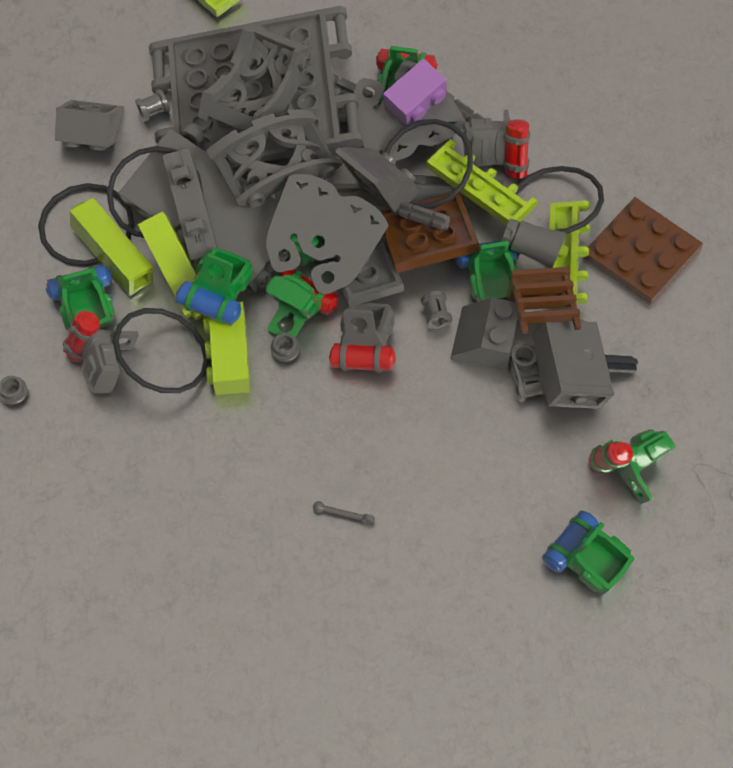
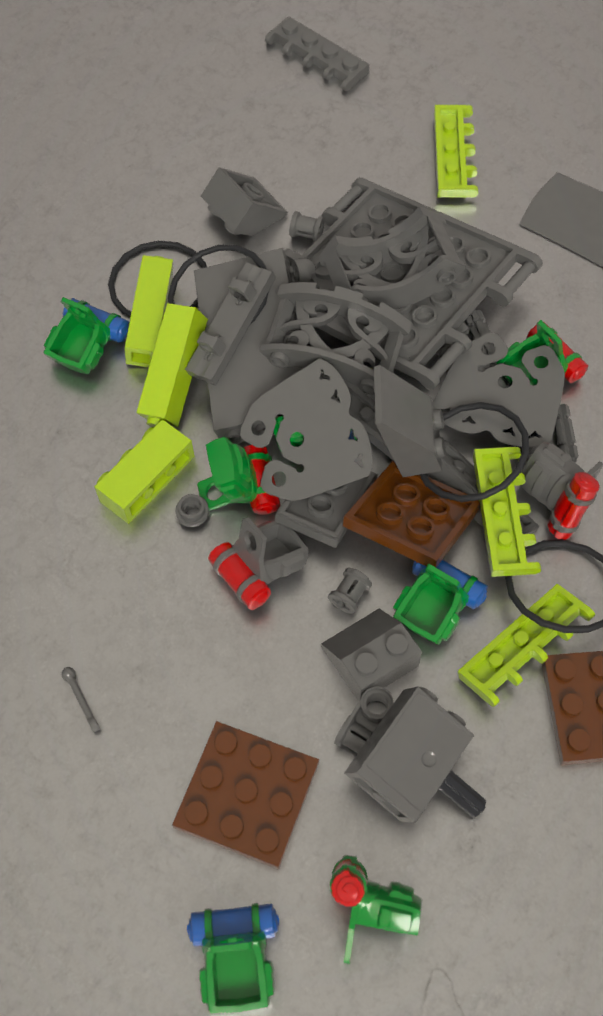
camera: 45 degrees right, 0 degrees up
(96, 351) = (41, 383): dark grey piece -> none
(129, 372) = (80, 376): black piece -> none
(216, 286) = (177, 406): green piece -> none
(415, 93) = (524, 379): medium lavender brick -> none
(424, 216) = (419, 496): dark grey axle -> none
(500, 473) = (246, 794): none -> reddish brown plate
(534, 241) = (493, 605): dark grey plant -> none
(542, 290) = (451, 651): reddish brown plate -> none

